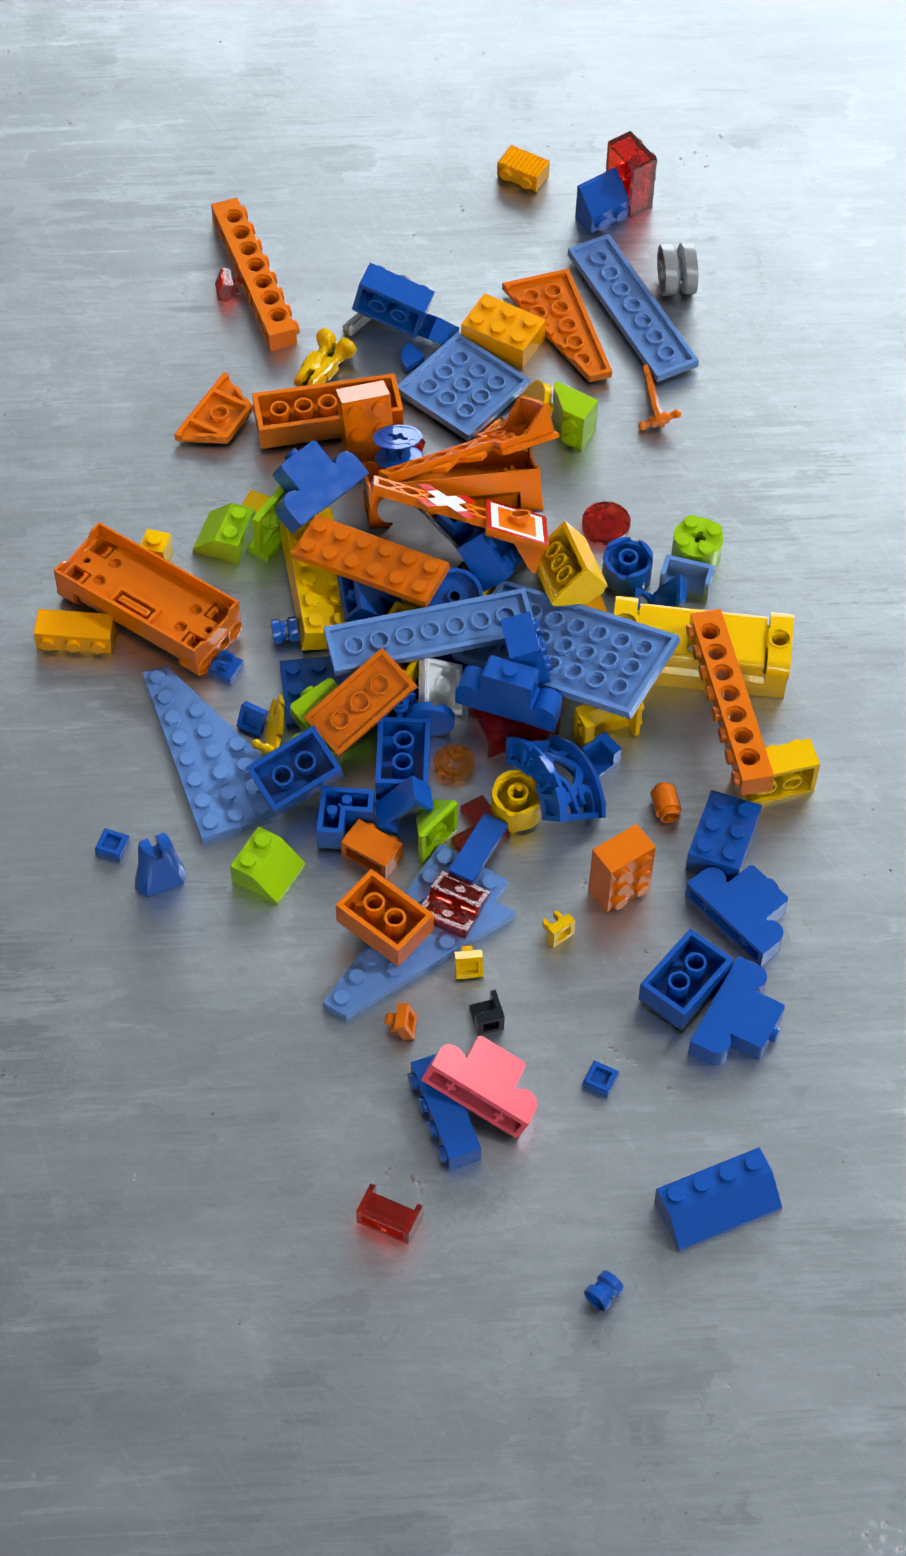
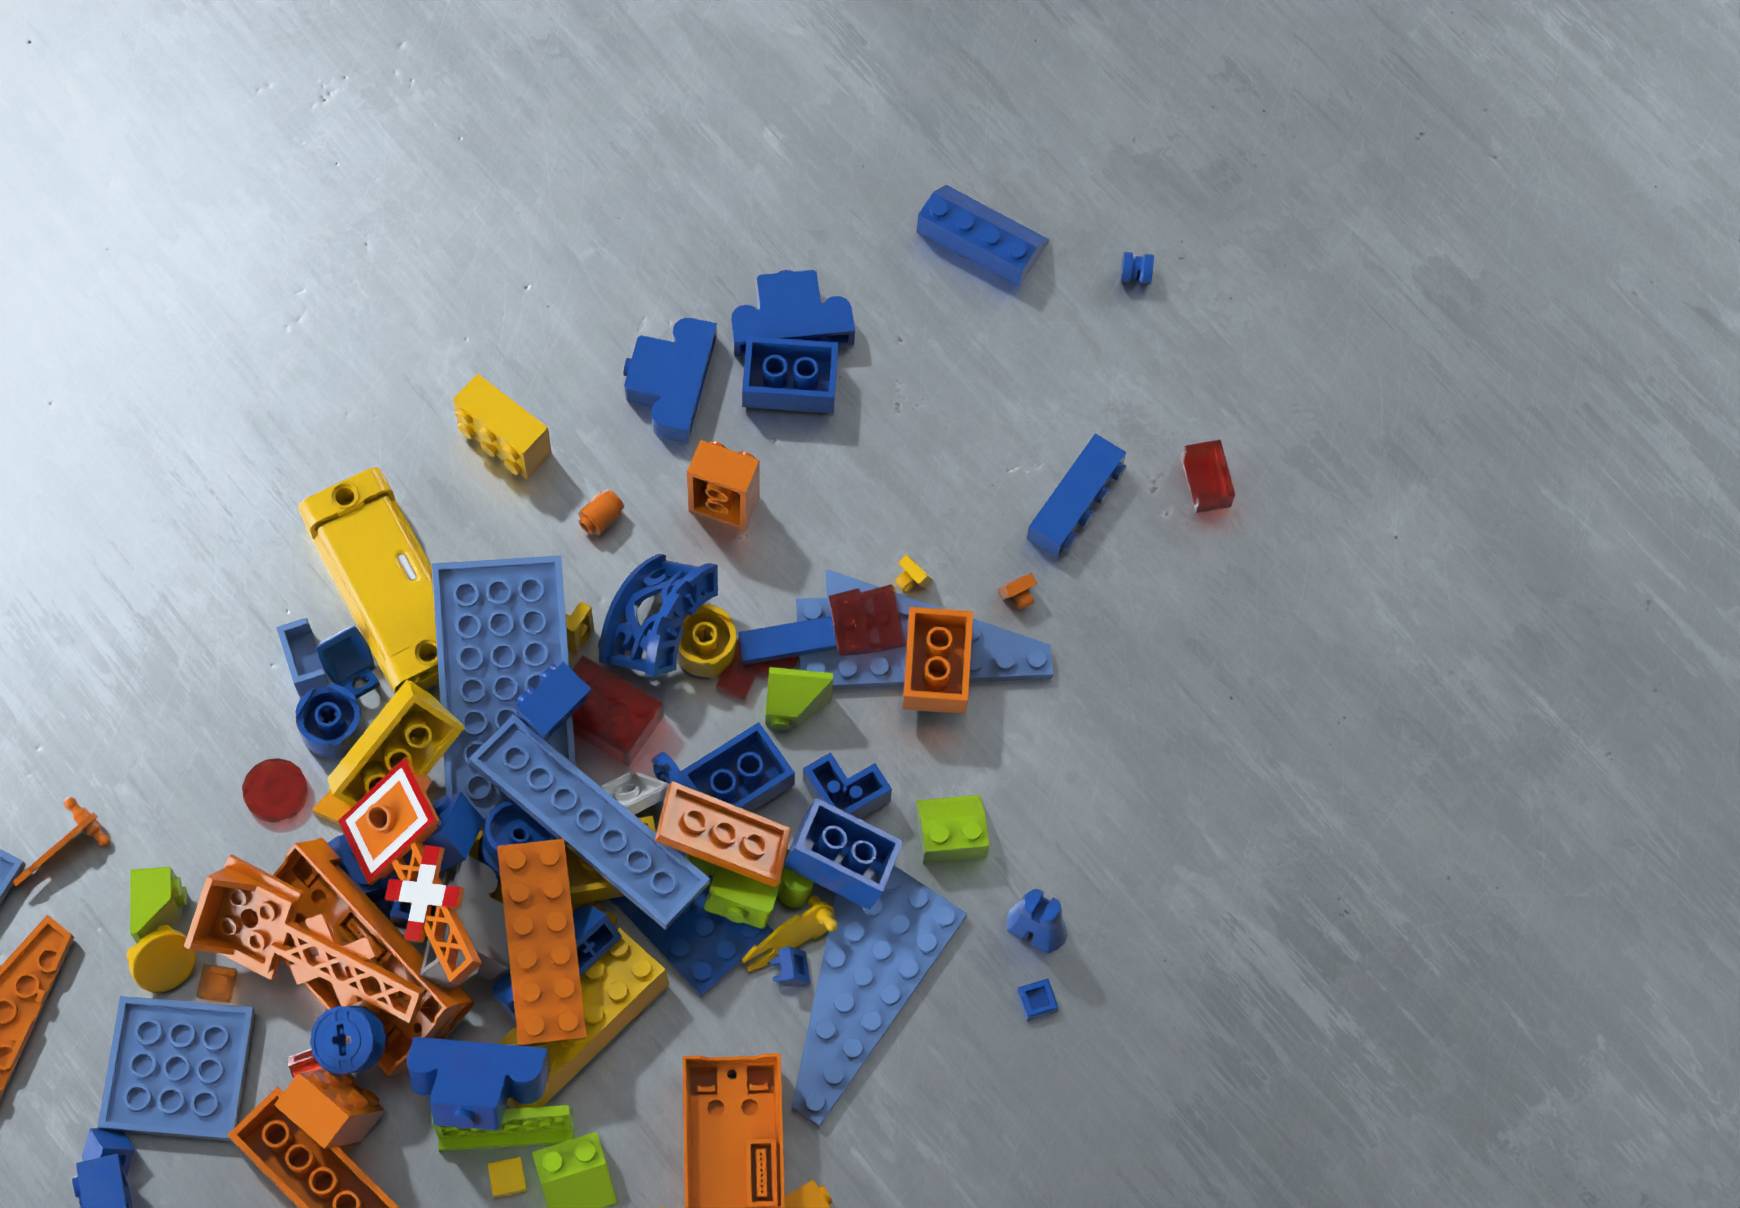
camera: 130 degrees left, 10 degrees up
(226, 666) = (745, 1043): blue tile -> none
(279, 632) = (659, 1015): blue wheel -> none
(372, 848) = (857, 739): orange brick -> none
(400, 801) = (796, 731): blue panel -> none
(411, 357) = (167, 1162): blue tile -> none
(457, 753) = (692, 725): clear orange gear -> none
(484, 1083) = (1031, 469): coral brick -> none
(488, 1015) = (952, 525): black panel -> none
(504, 330) = (62, 1075): light orange brick -> none
(509, 692) = (609, 701): blue brick -> none
(560, 930) = (815, 517): yellow tile -> none
(600, 1079) = (938, 395): blue tile -> none
(603, 753) = (598, 603): blue panel -> none
(698, 540) = (247, 655): lime brick -> none
(723, 835) = (606, 436): blue brick -> none
(730, 702) = (537, 406): orange brick -> none

